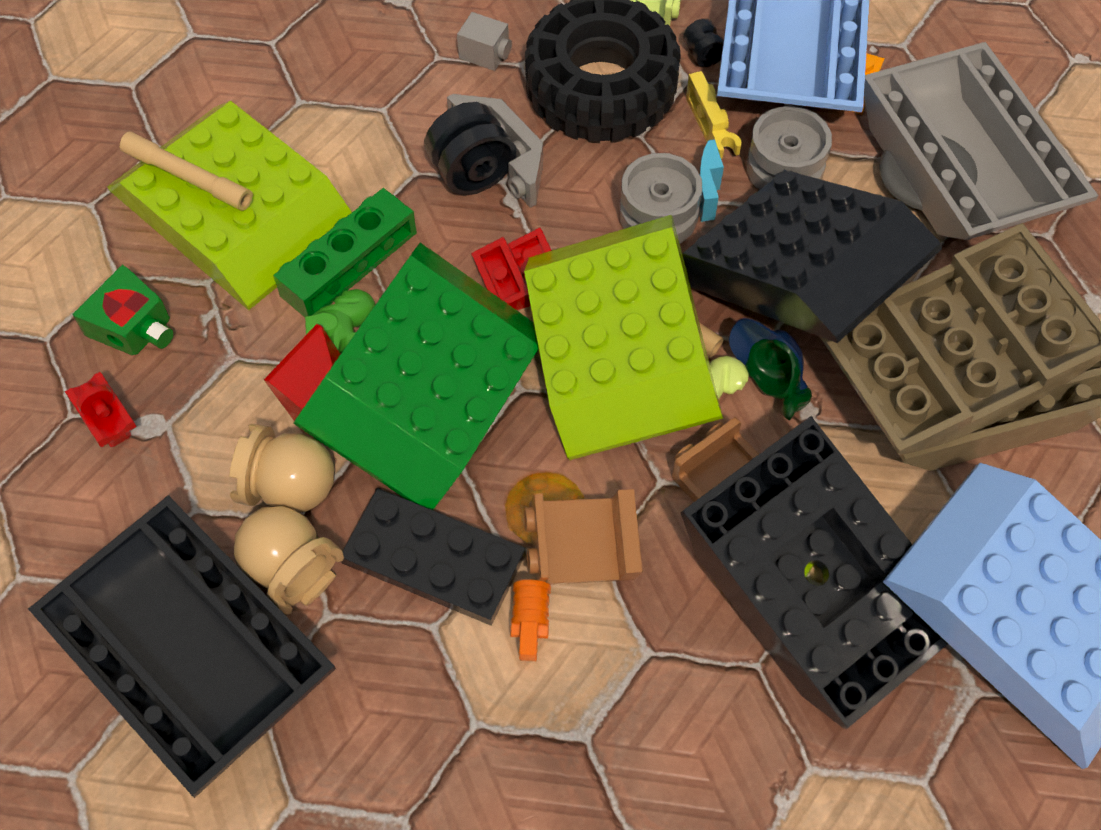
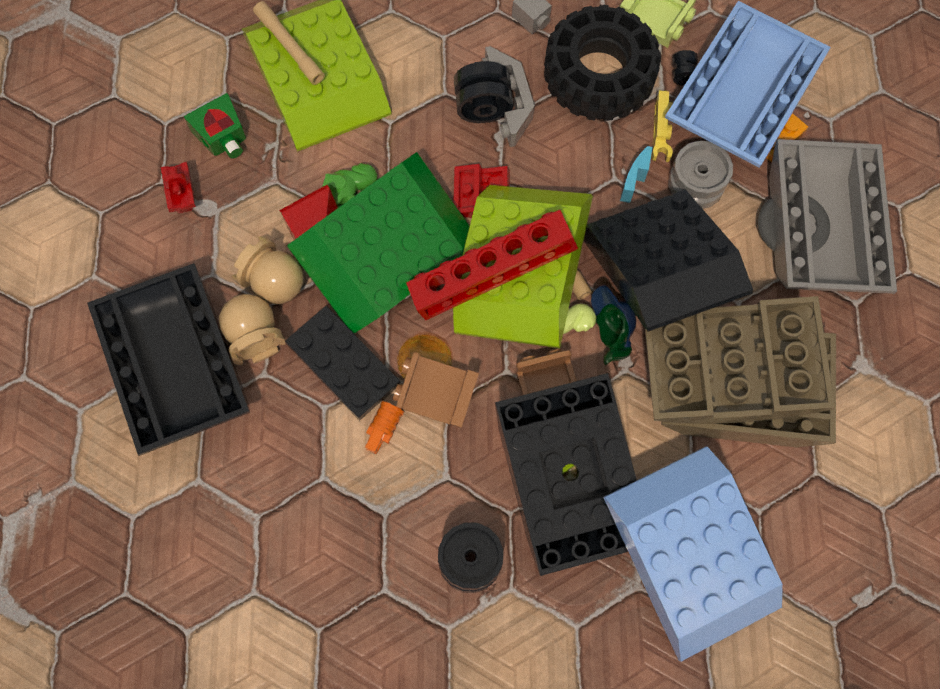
camera: 20 degrees right, 10 degrees up
(346, 253) = (364, 147): green brick -> none
(588, 360) = (506, 268): none -> red brick
(661, 187) = (596, 171): light grey wheel -> none
(755, 723) = (465, 575): none -> black wheel

